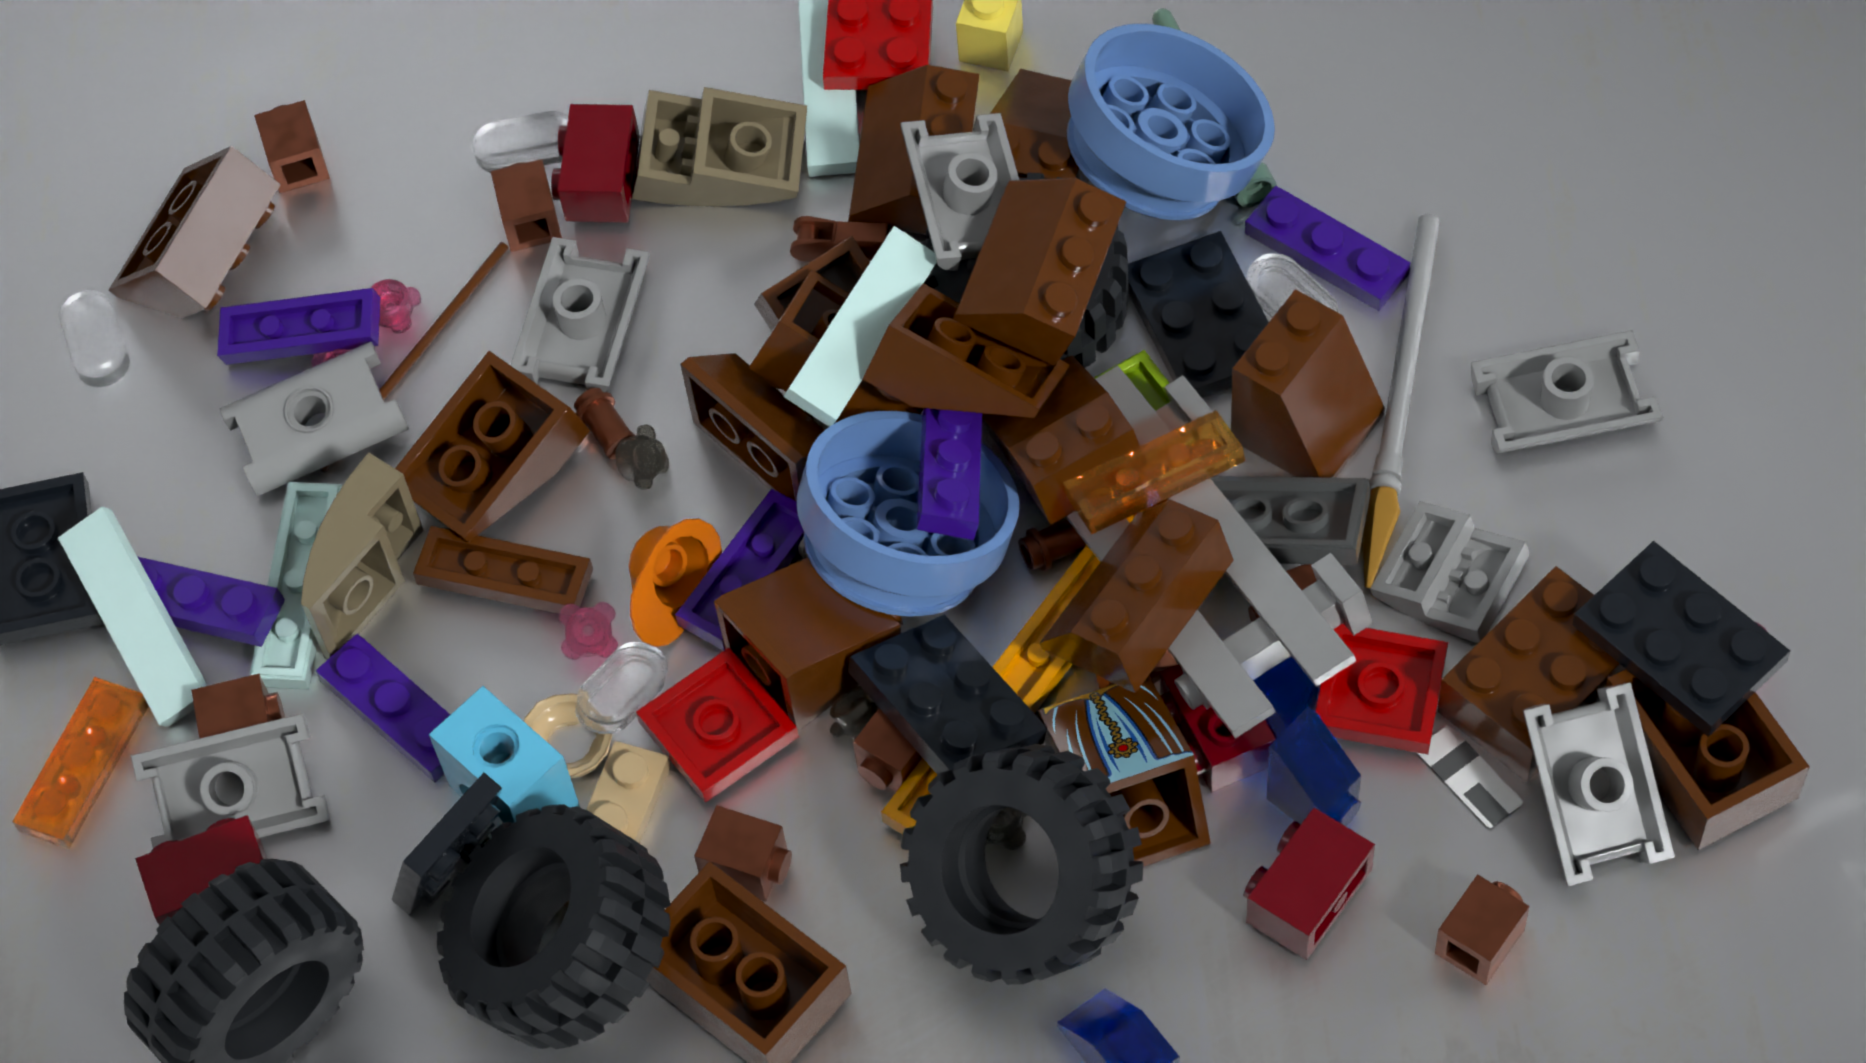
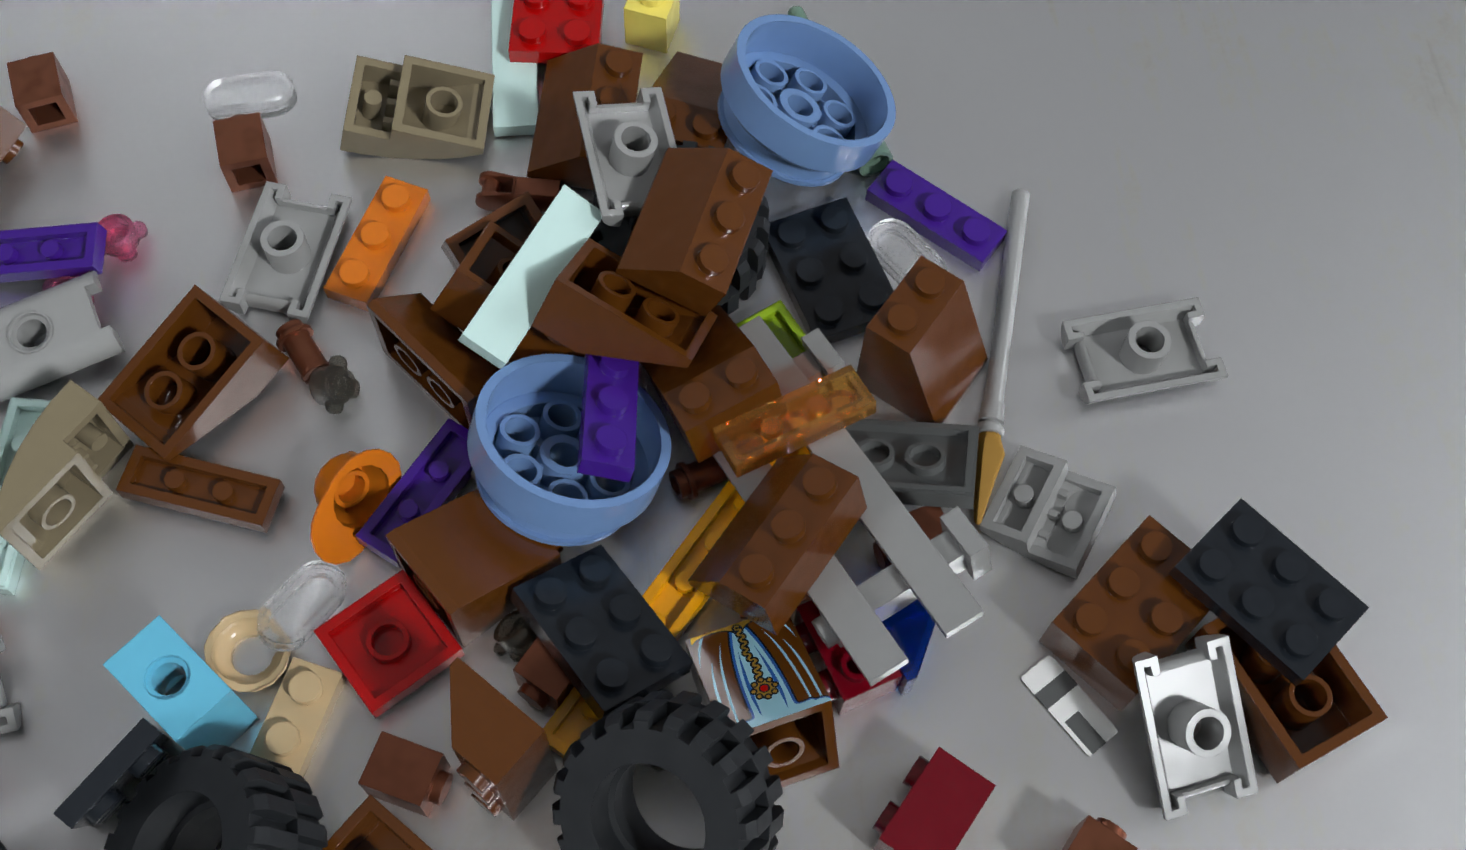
camera: 10 degrees left, 5 degrees up
(386, 701) = (81, 606): dark purple plate -> none
(440, 323) = (137, 283): reddish brown axle -> none
(576, 642) = (264, 537): clear pink plate -> none
(597, 163) = (308, 117): dark red brick -> none
(680, 302) = (377, 243): none -> orange plate
(844, 810) = (498, 745): none -> reddish brown slope
(1312, 771) = (936, 711): clear blue slope -> none
(1388, 691) = (1008, 636): red plate -> none

